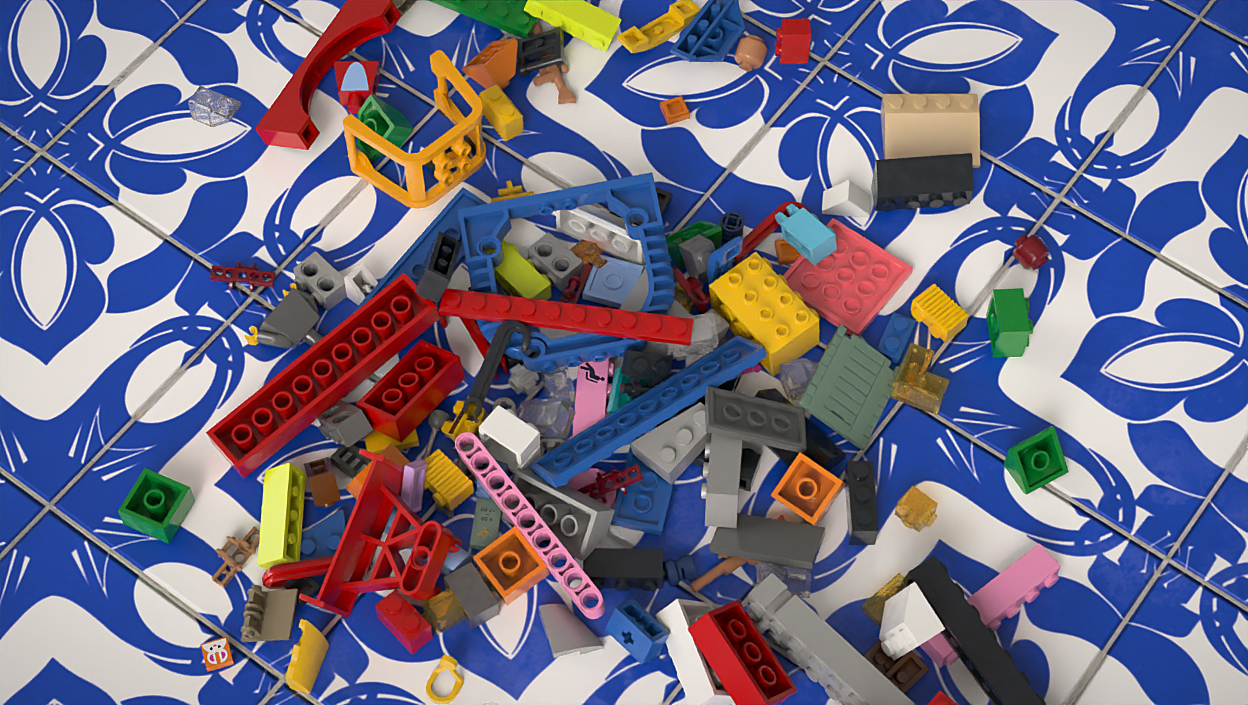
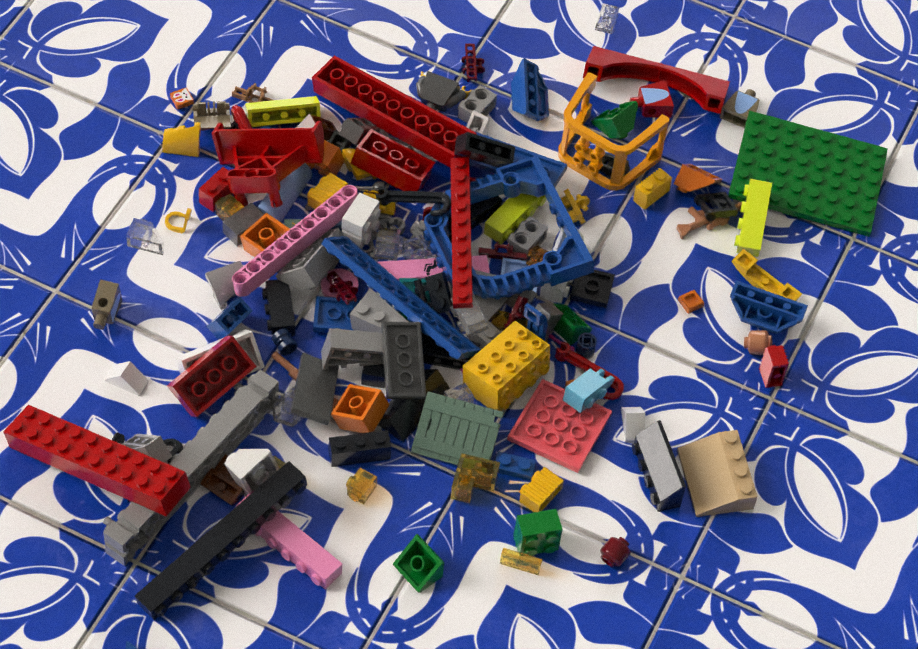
camera: 75 degrees right, 5 degrees down
(156, 505) = (279, 45): green brick -> none
(317, 218) = (529, 92): none -> blue wedge
(414, 484) = (313, 172): lavender tile -> none
(1037, 351) = (521, 561): none -> clear yellow tile

